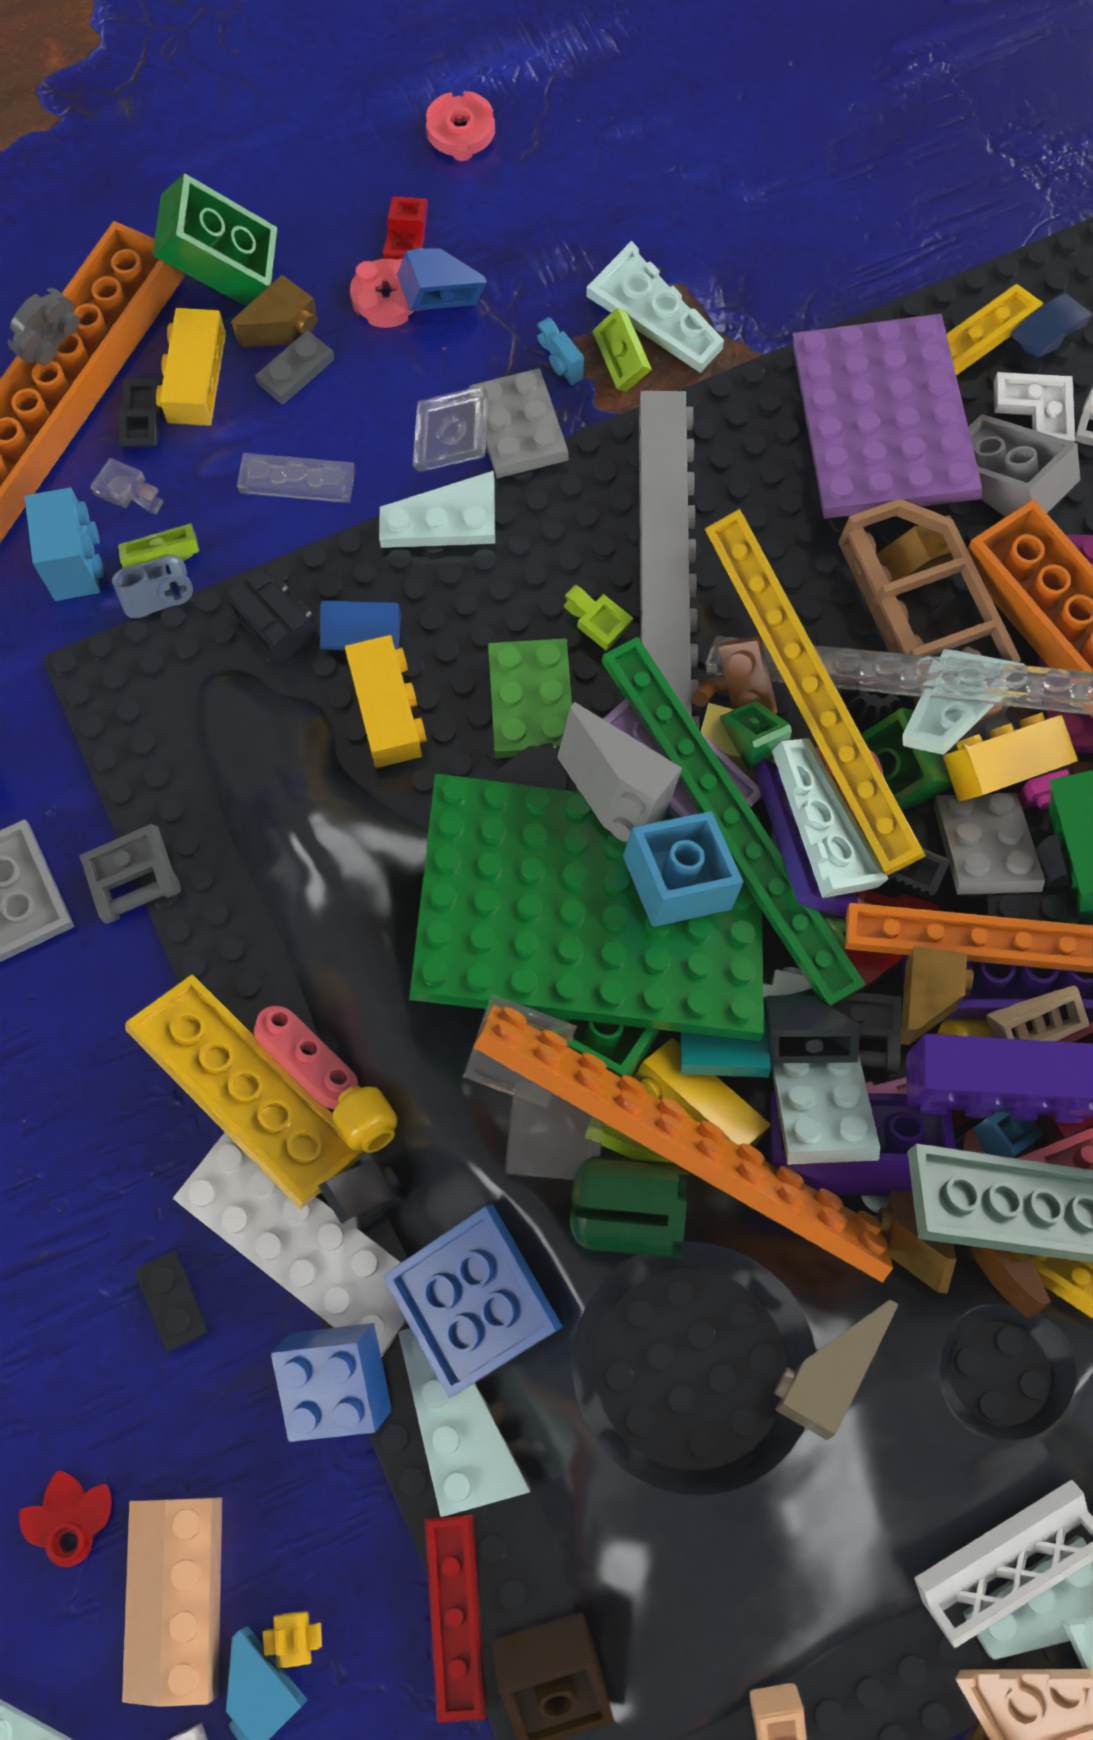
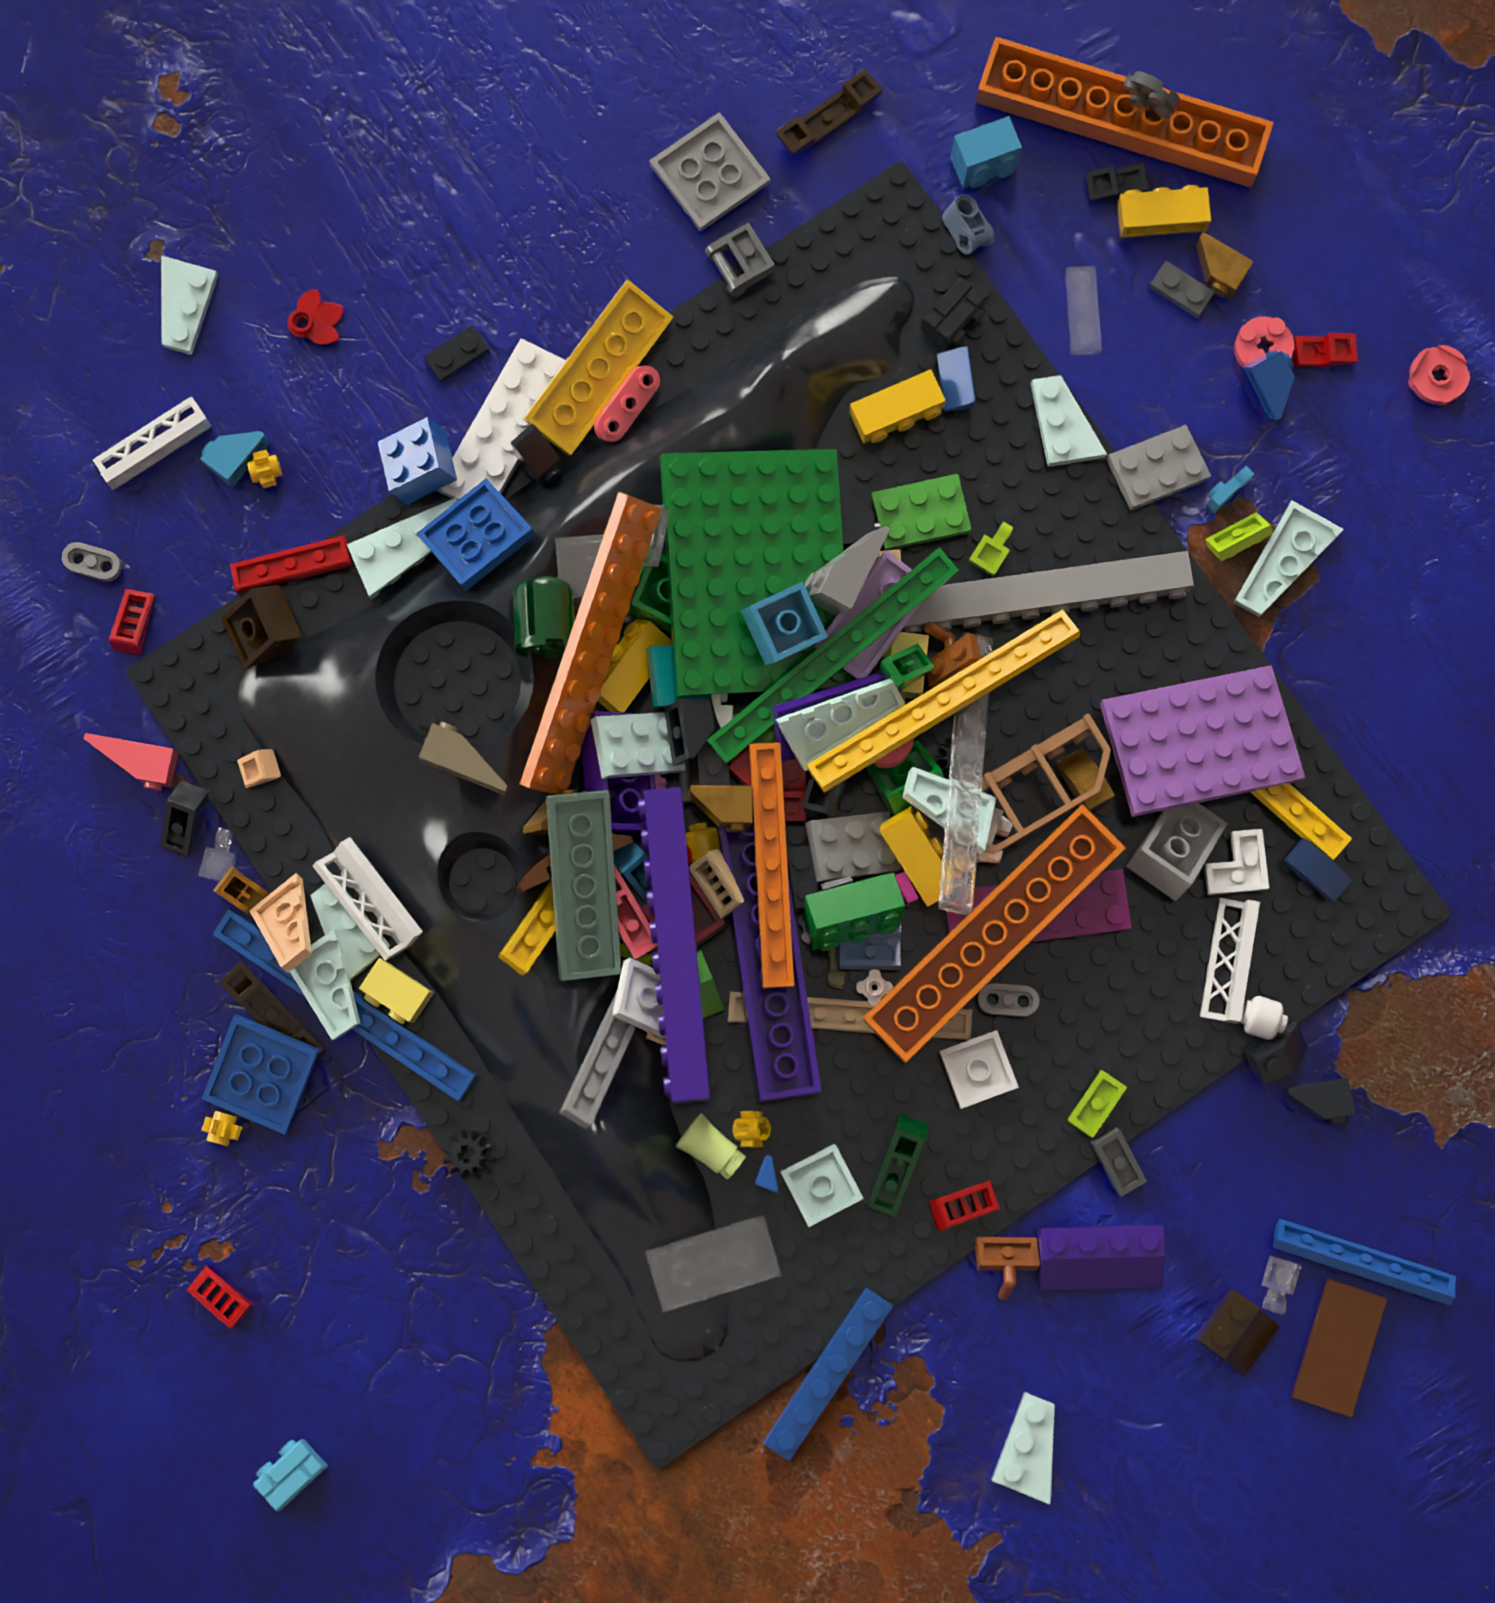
camera: 80 degrees right, 10 degrees up
(123, 483) = (1051, 184): clear plate -> none
(173, 1602) = (277, 394): light nougat slope -> none
(176, 542) = (1004, 224): lime plate -> none
(214, 240) = (1267, 203): green brick -> none
(365, 1119) = (587, 448): yellow head -> none
(451, 428) = (1141, 416): clear tile -> none

